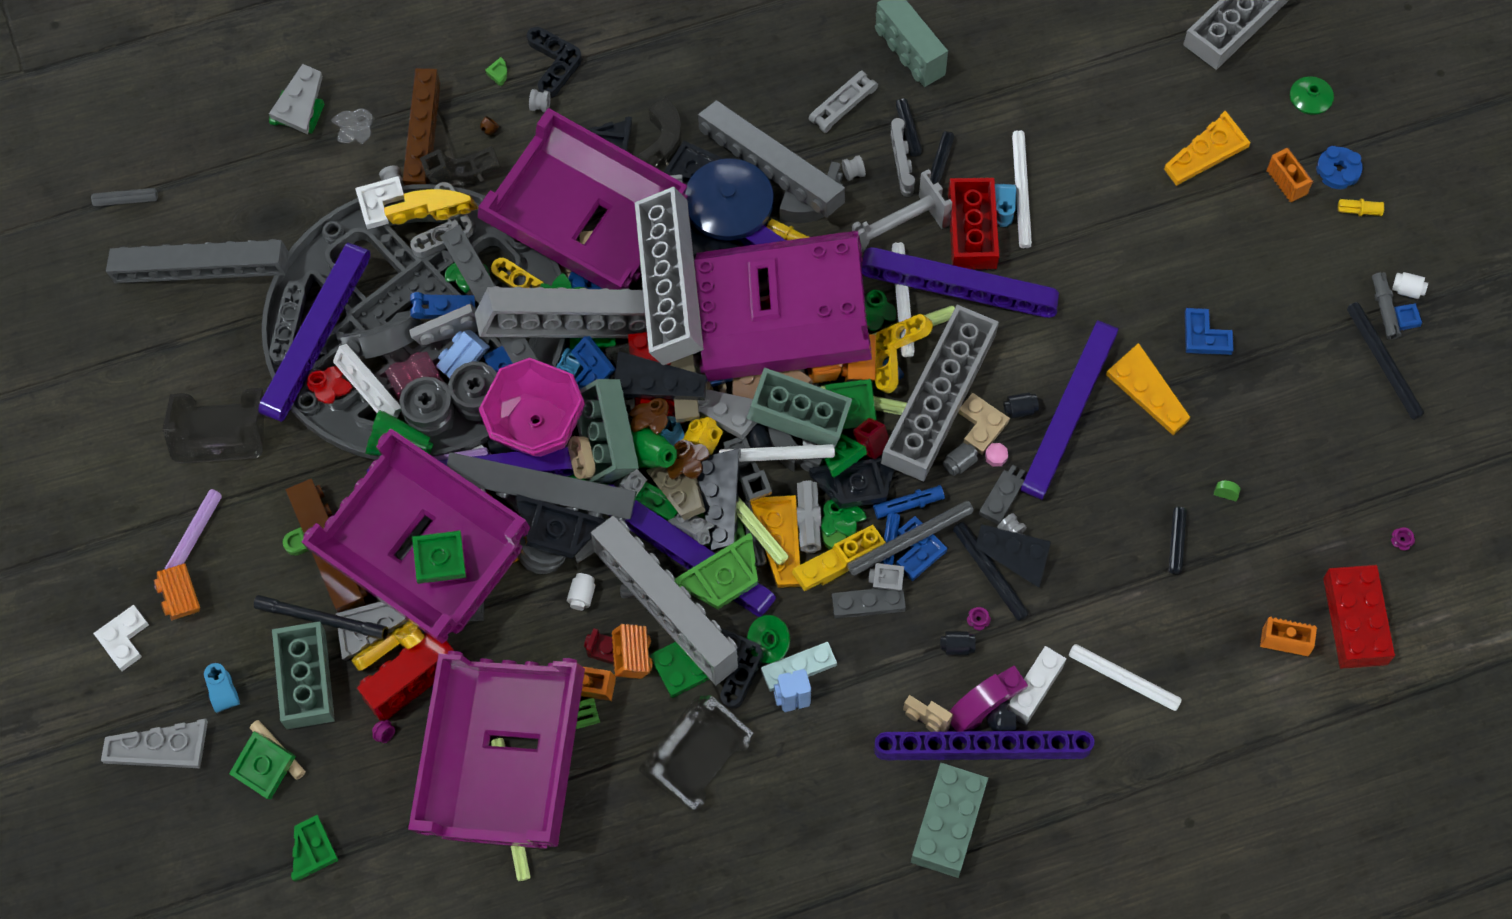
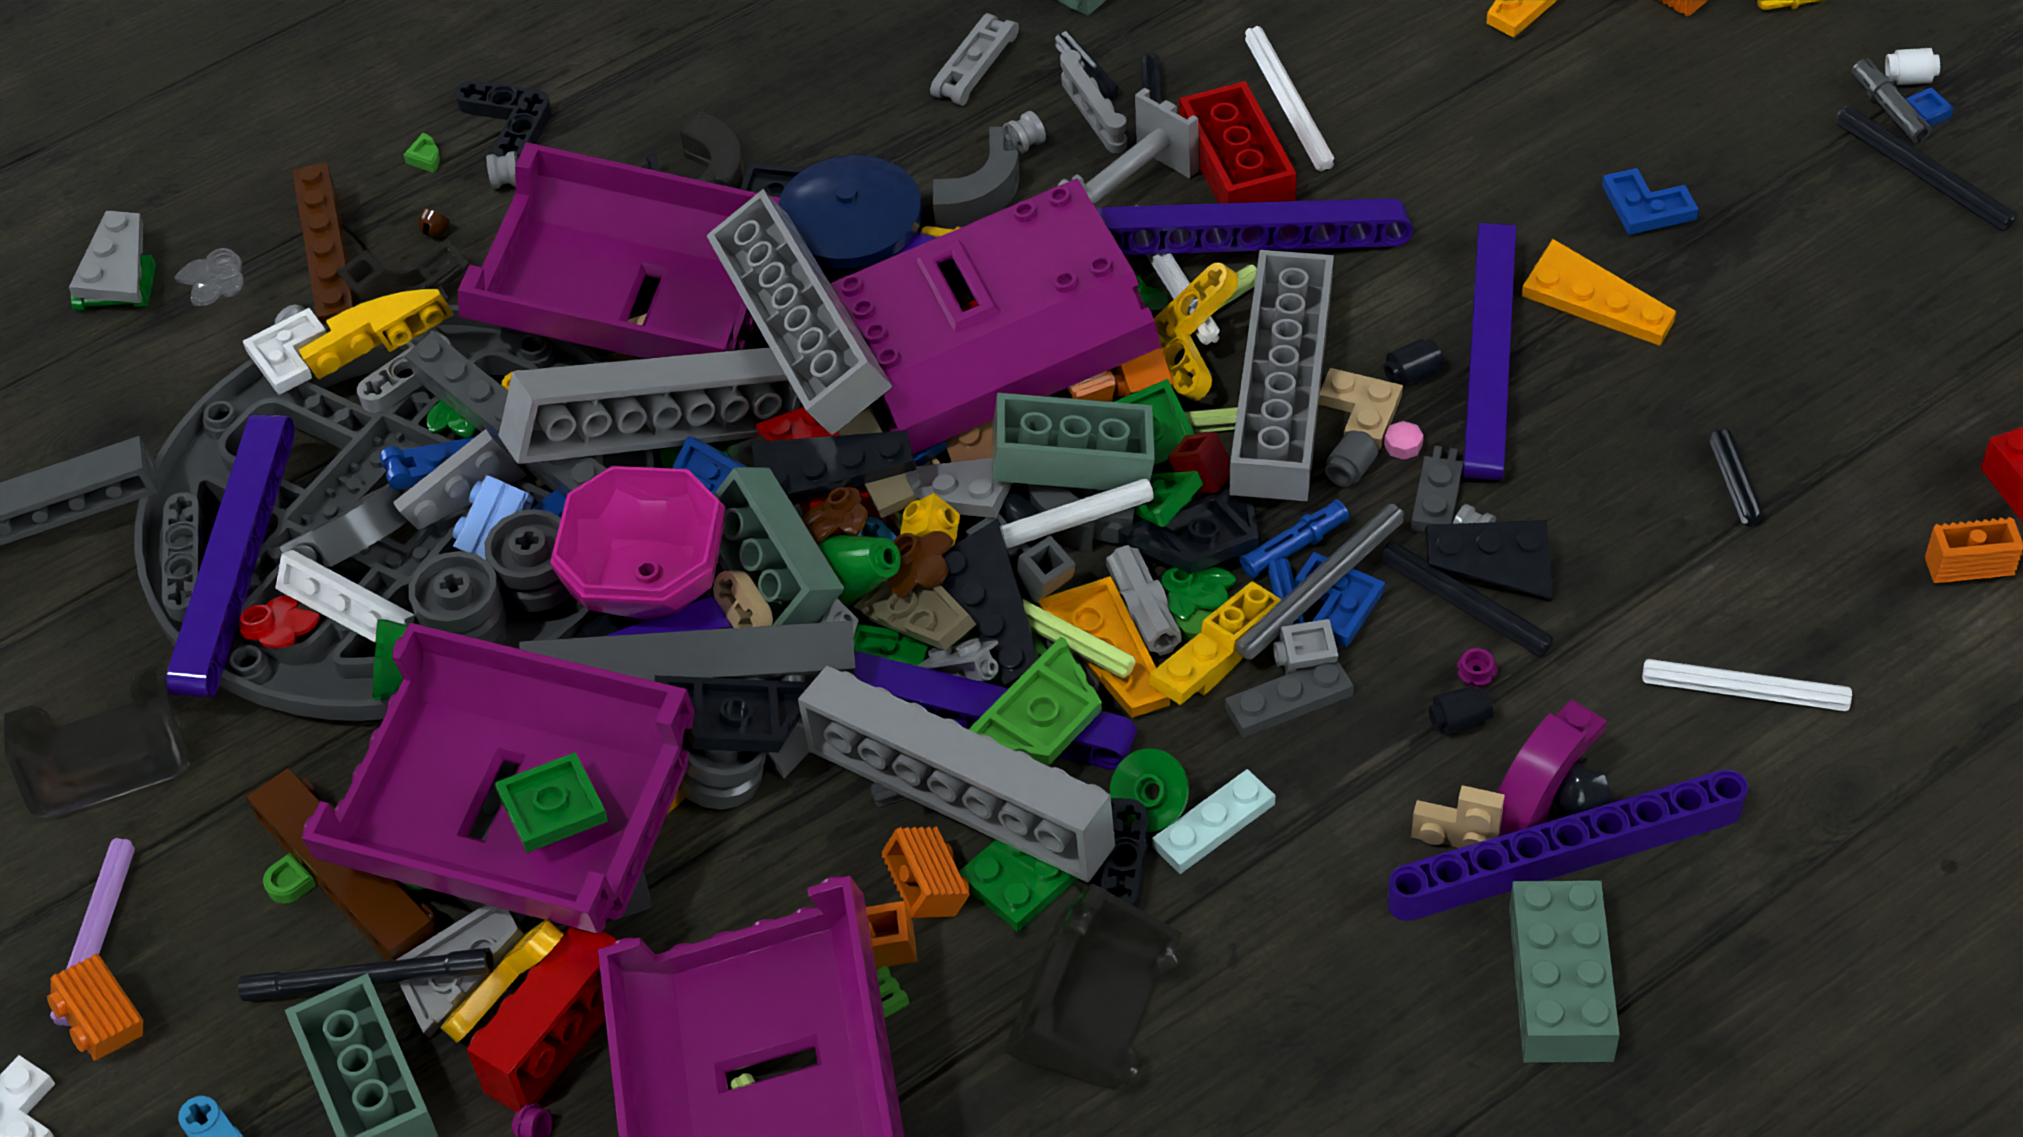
camera: 15 degrees left, 15 degrees down
(415, 367) = (395, 570): clear pink brick -> none
(581, 591) = (807, 811): white brick -> none
(599, 647) = (873, 881): dark red bracket -> none
(772, 159) = (911, 144): dark grey brick -> none
(793, 690) = (1223, 848): light blue brick -> none
(1005, 203) = (1277, 114): dark azure piece -> none
(1039, 681) = (1619, 705): white brick -> none
(1227, 490) = (1779, 388): bright green tile -> none

